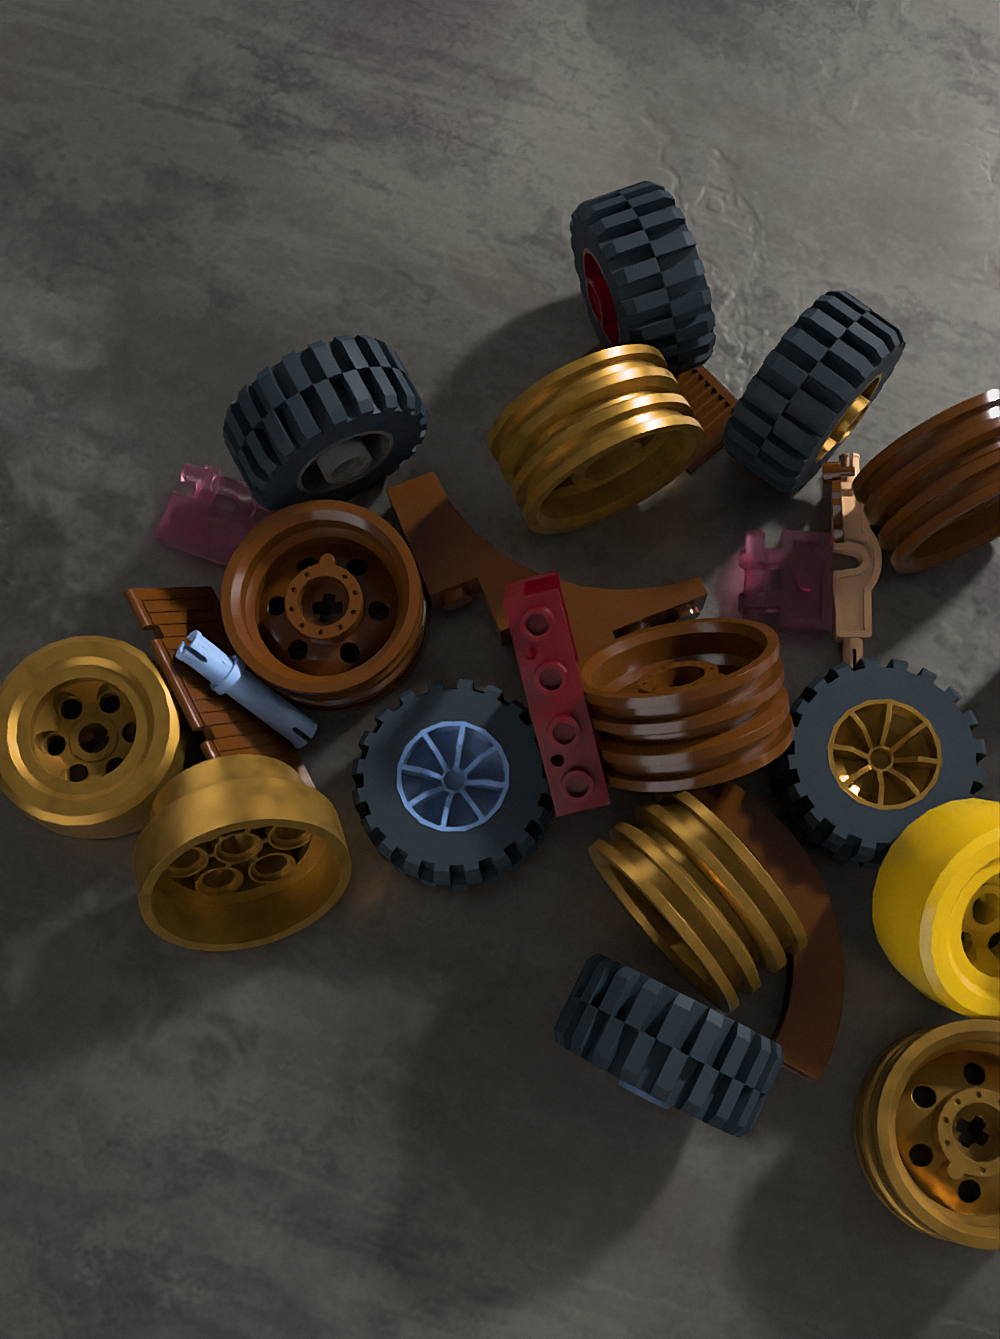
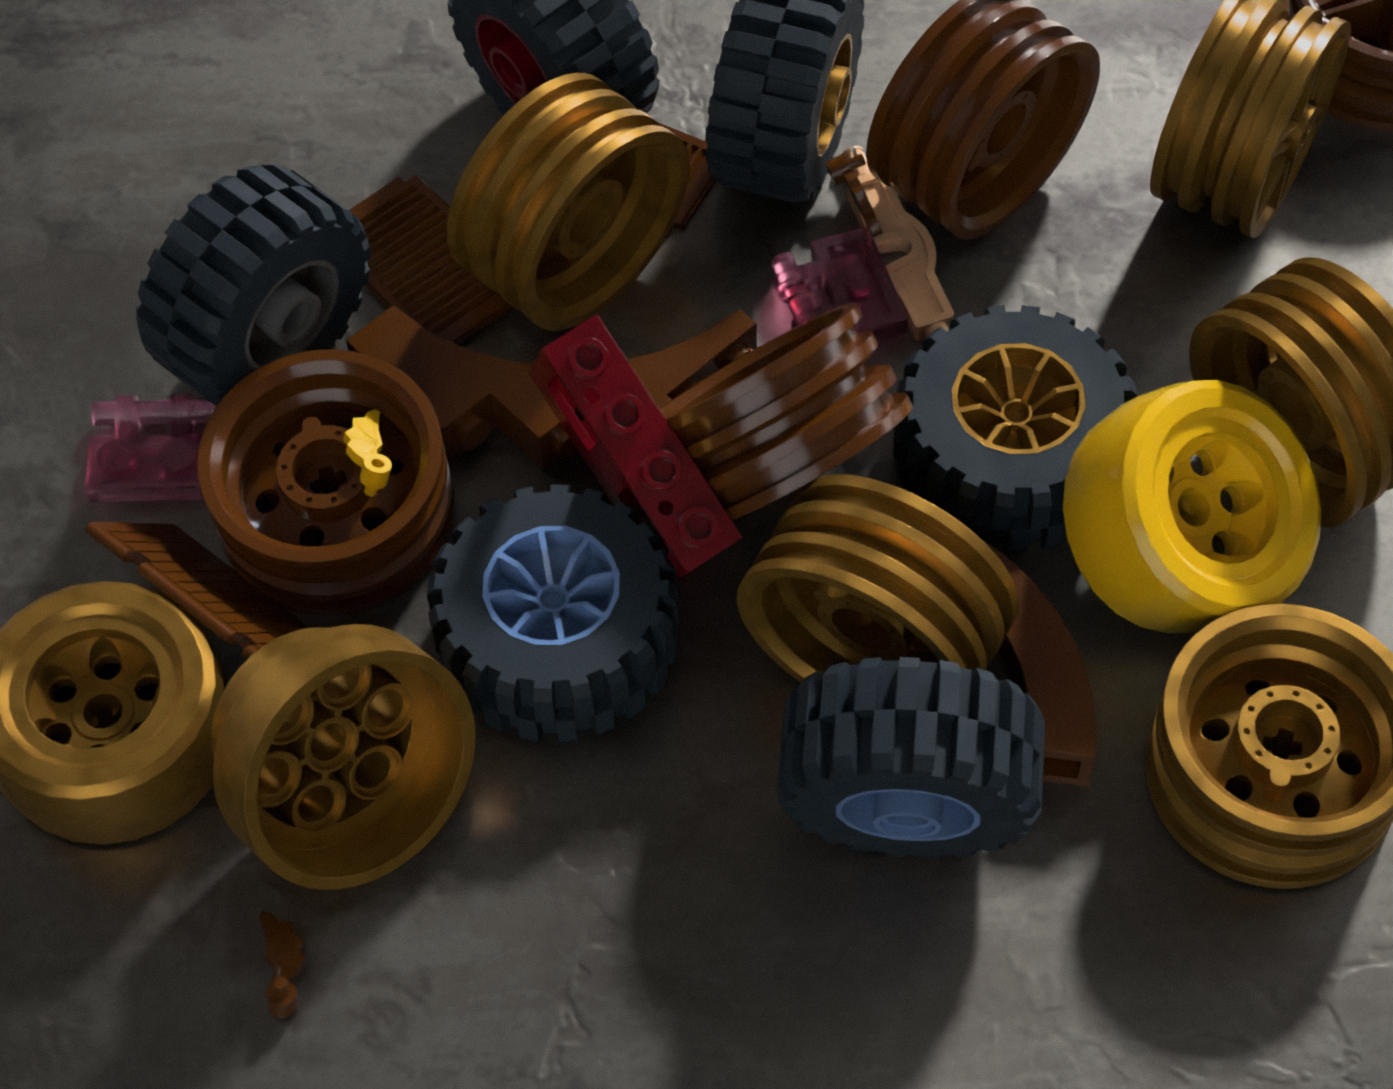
camera: 25 degrees left, 15 degrees down
(160, 980) = (286, 958): none -> reddish brown piece
(231, 677) = (247, 583): light blue pin -> none
(357, 597) = (364, 447): none -> yellow piece
(462, 404) = (414, 264): none -> reddish brown window

